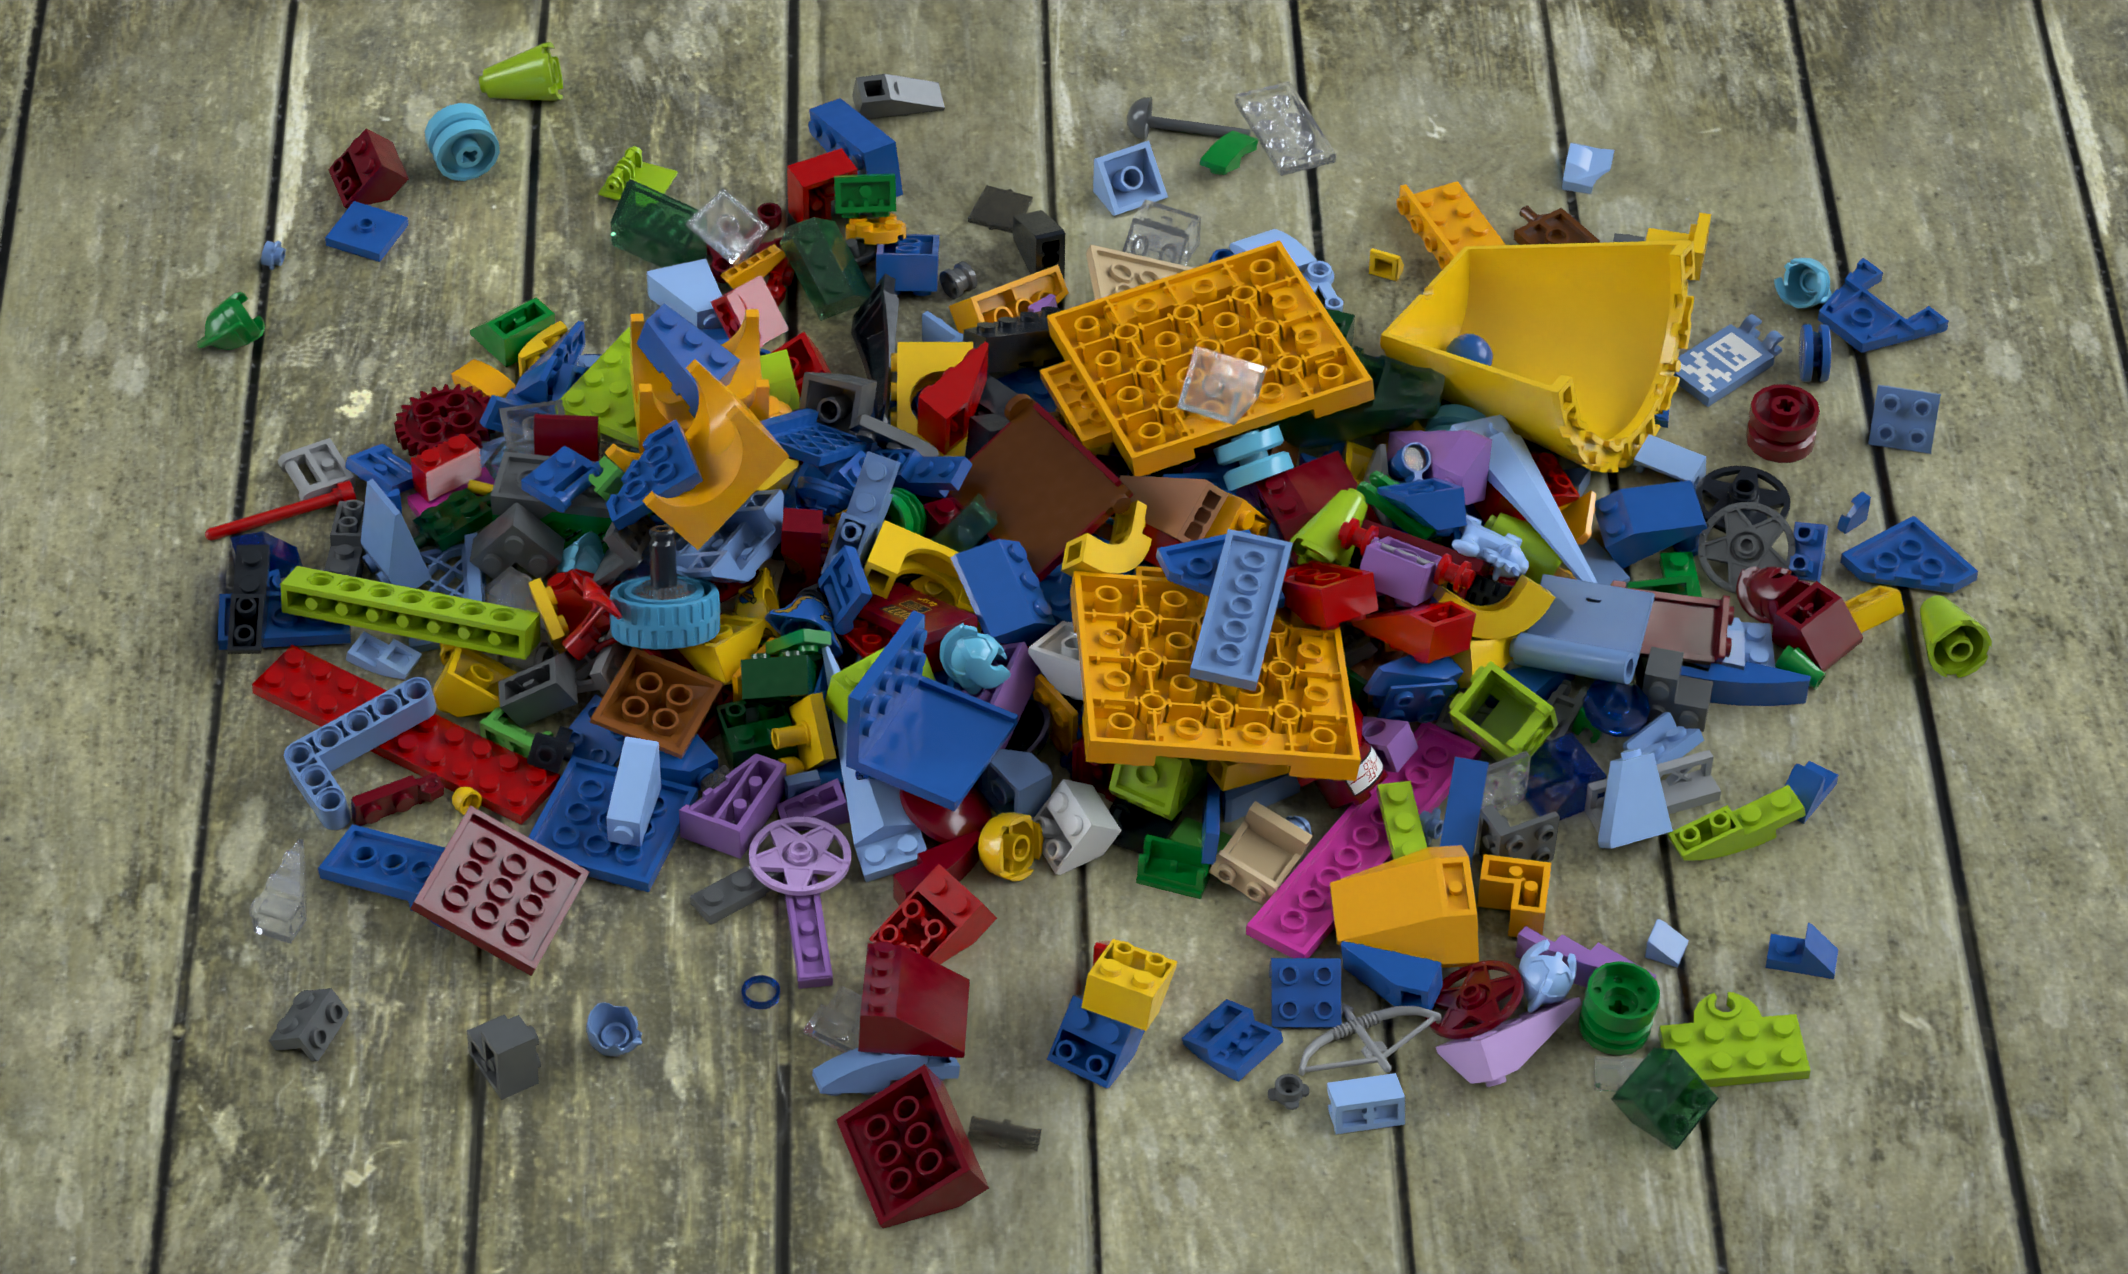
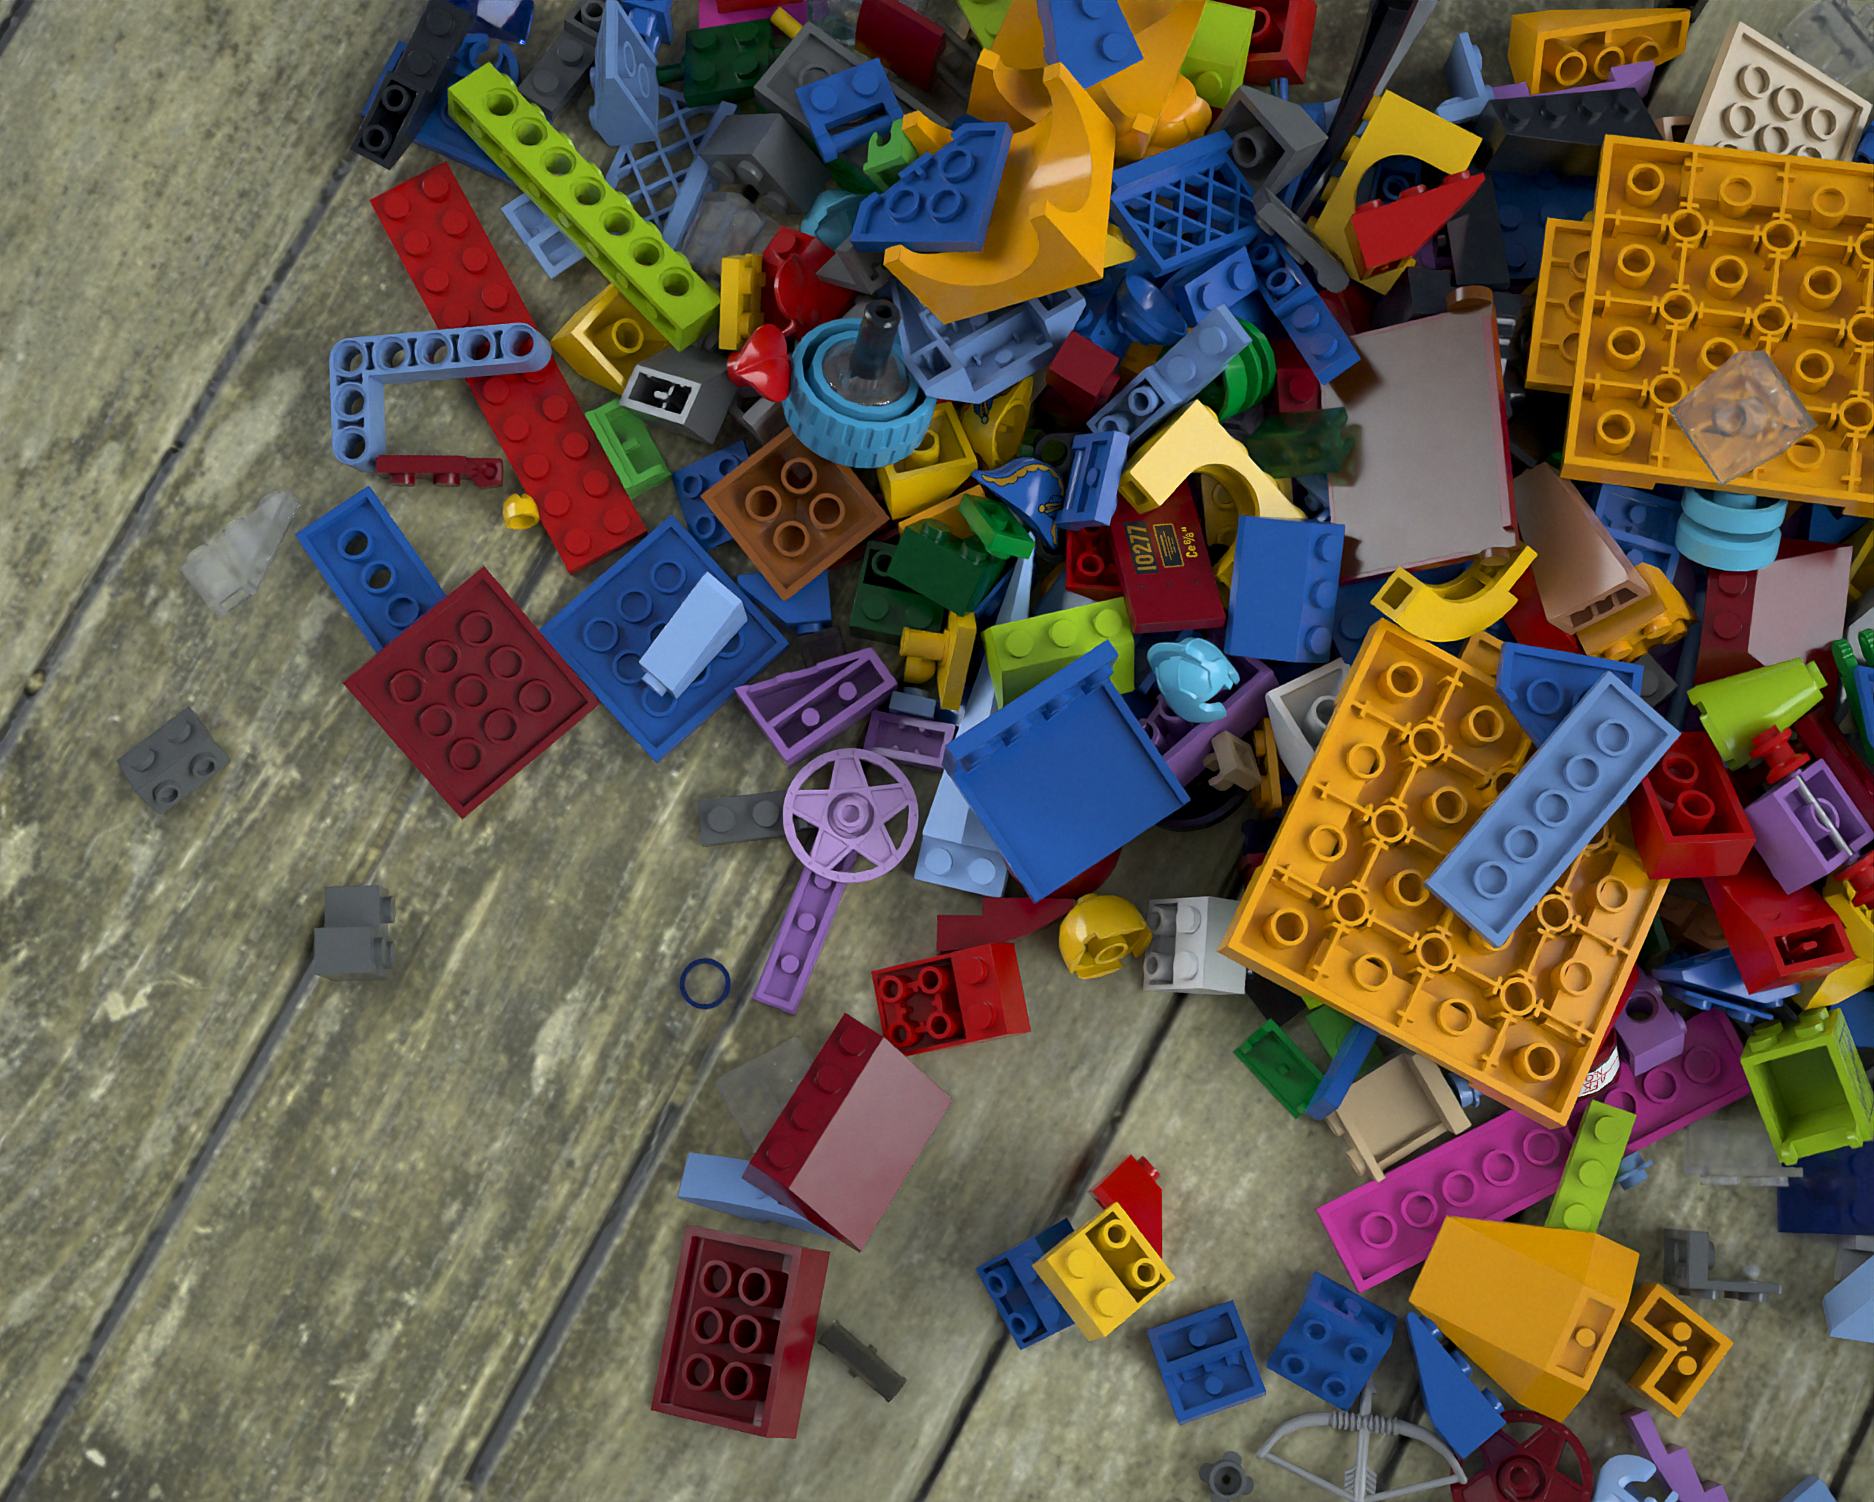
camera: 30 degrees right, 35 degrees up
(550, 751) = (641, 508): black bracket -> none
(612, 1030) = (496, 967): medium blue hair -> none
(1016, 783) = (1161, 864): medium blue slope -> none
(1031, 706) = (1235, 763): none -> tan tile
(1464, 804) = (1674, 1204): blue tile -> none

